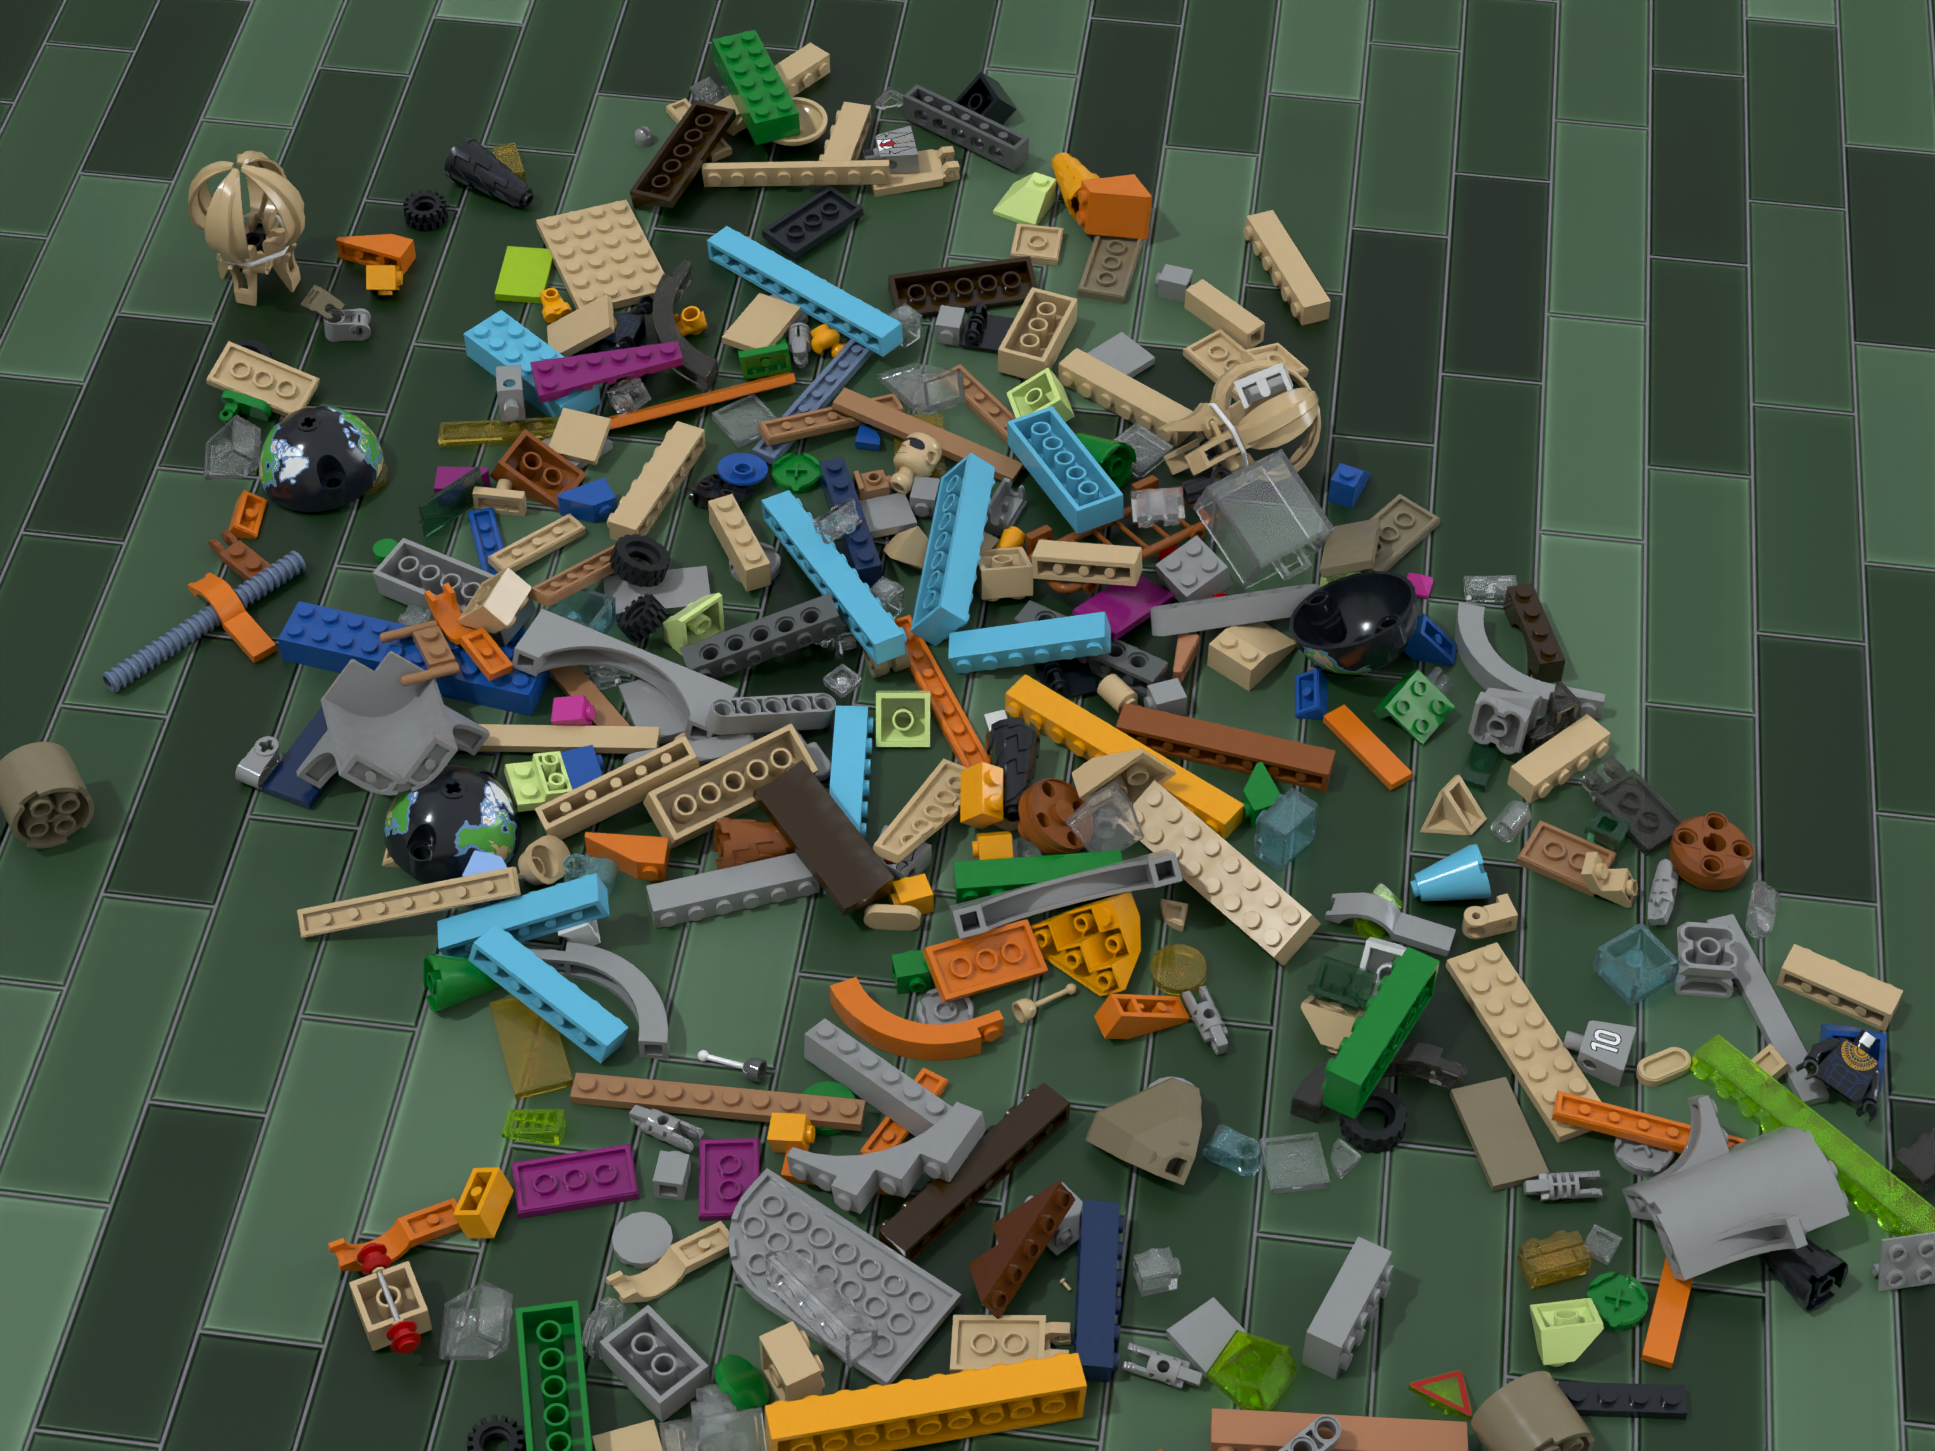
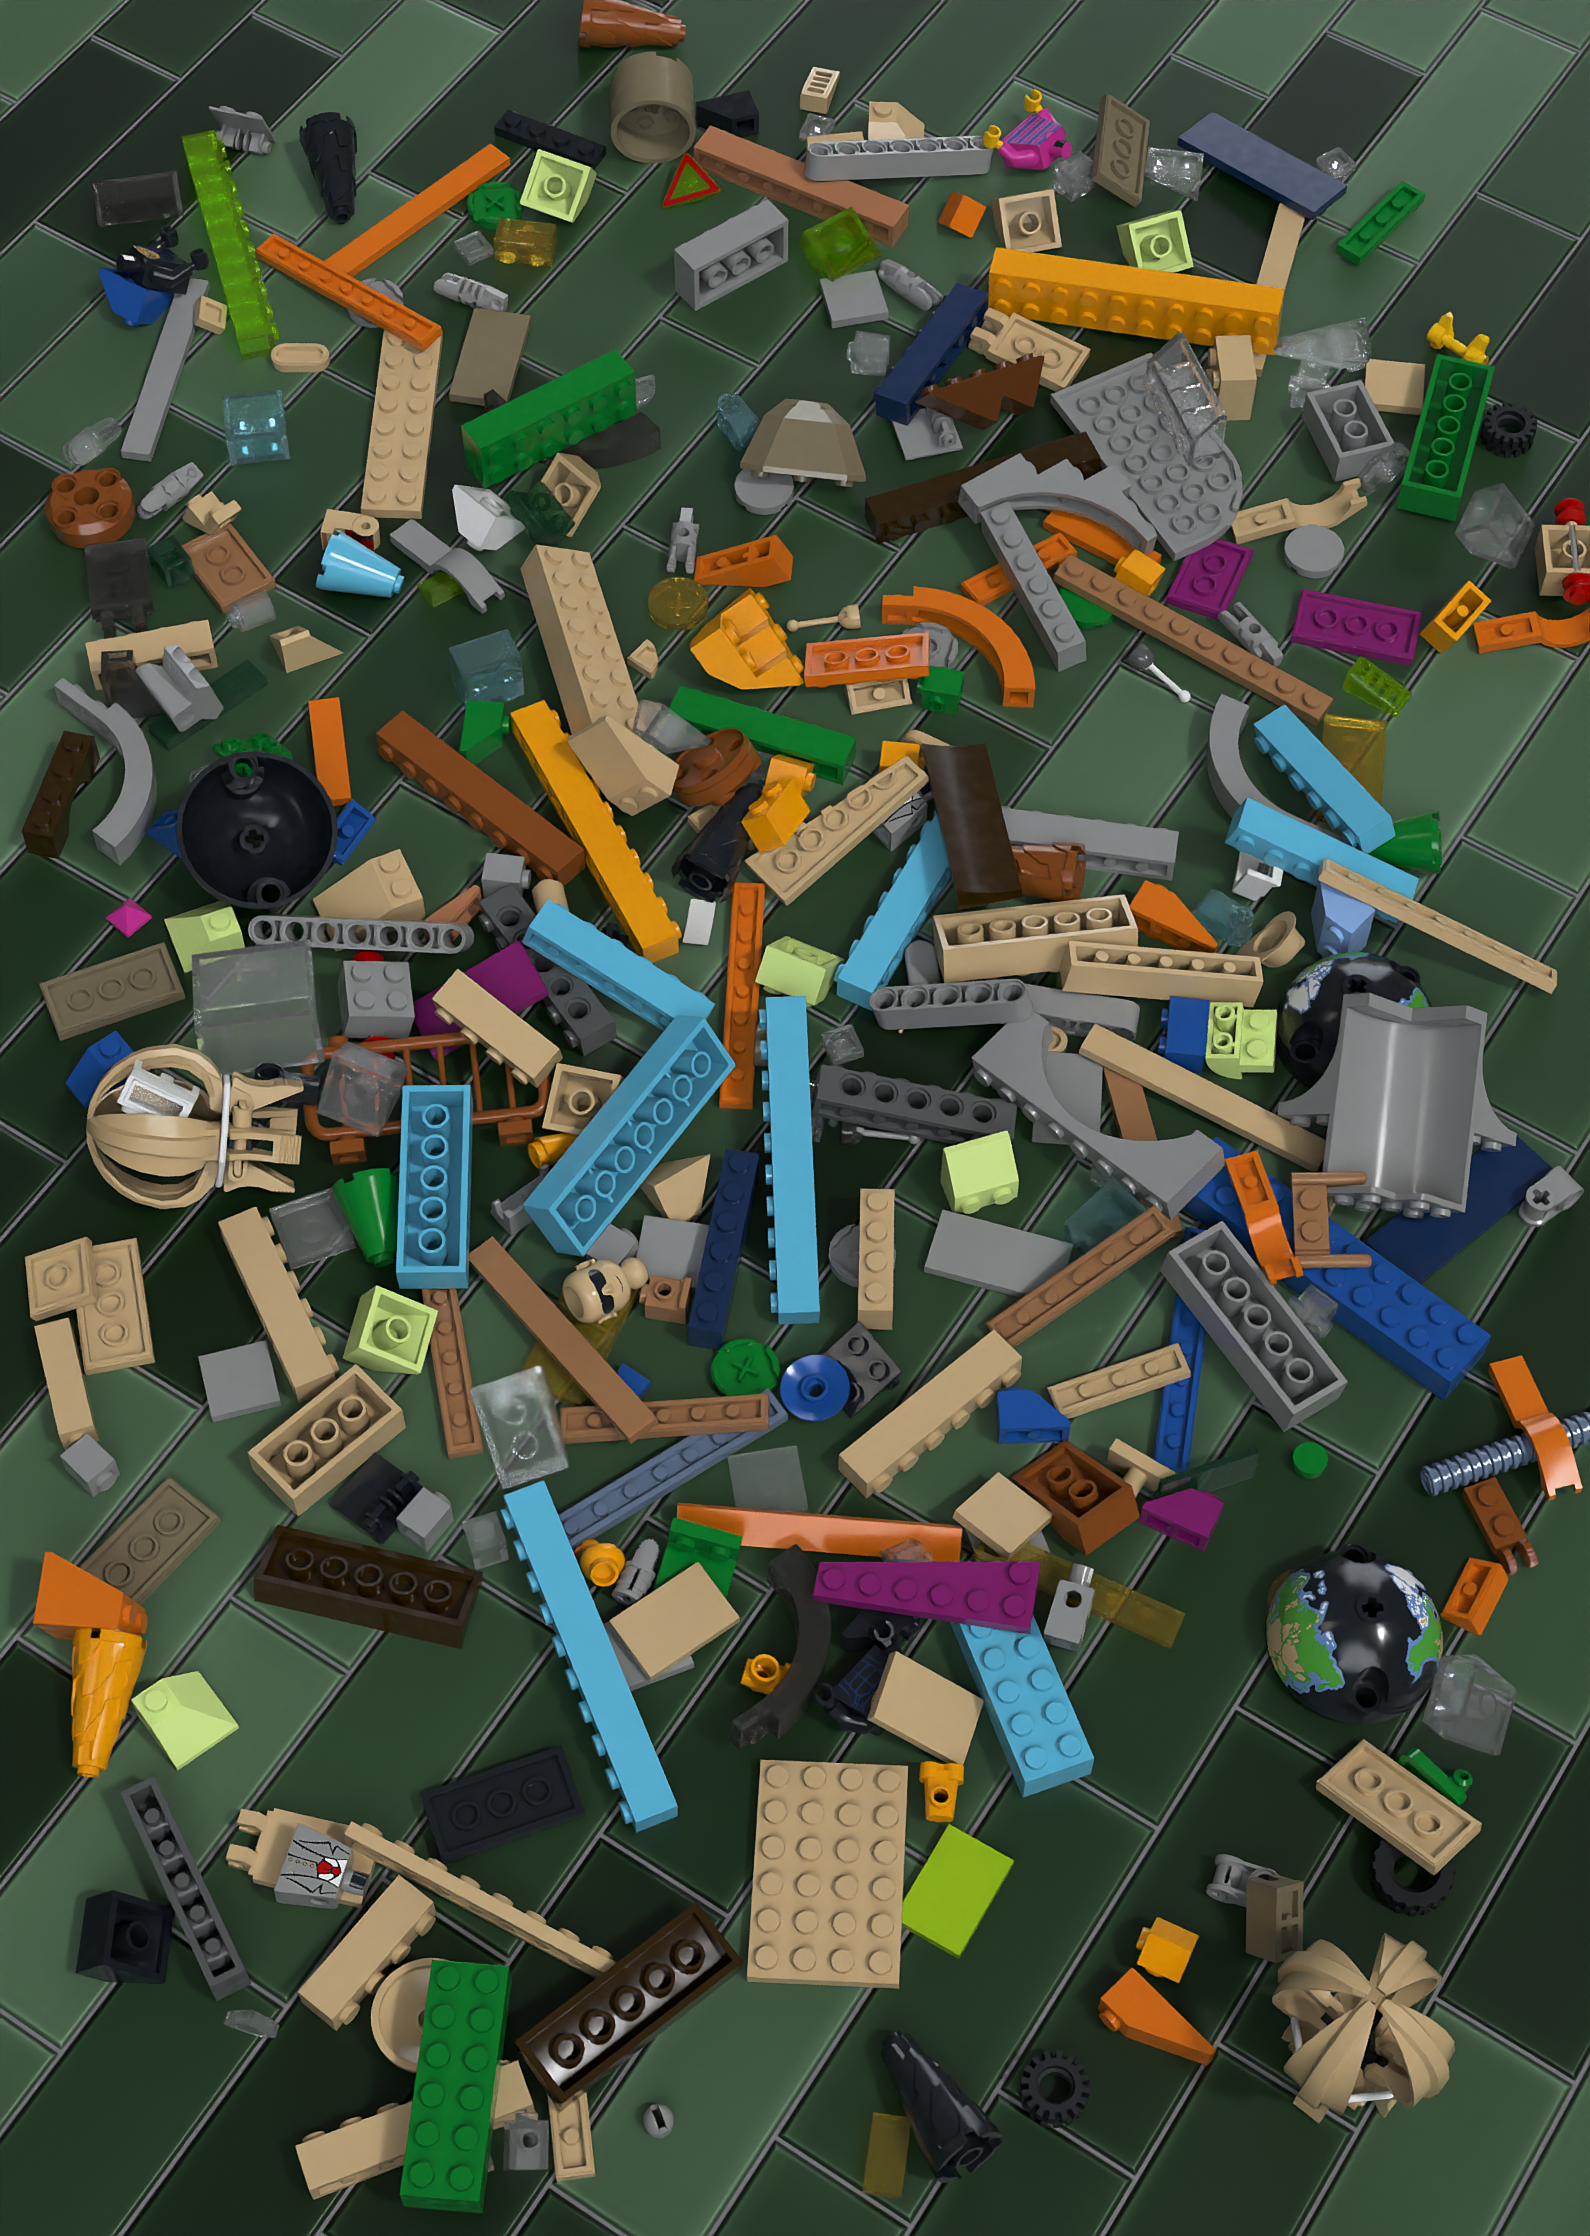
camera: 155 degrees left, 10 degrees up
(496, 602) = (1222, 1232): tan slope -> none
(573, 711) = (1169, 1108): dark pink brick -> none
(636, 572) = (999, 1250): black tyre -> none
(641, 618) = (1022, 1205): black tyre -> none
(672, 1175) = (1264, 587): light grey brick -> none
(741, 1382) = (1278, 387): green tile -> none
(840, 520) = (770, 1198): clear hips -> none
(890, 594) = (740, 1122): clear brick -> none
(1038, 242) = (218, 1632): tan tile -> none
(1119, 877) = (670, 652): light grey arch -> none
(1294, 1163) = (687, 402): clear tile -> none
(1350, 548) = (194, 924): dark tan tile -> none
(1487, 587) = (55, 879): clear plate -> none
(1602, 1049) = (343, 379): light grey torso -> none
(1706, 960) = (188, 406): light grey piece -> none
(1737, 1199) = (344, 202): light grey cylinder -> none
(1839, 987) = (88, 352): tan brick -> none

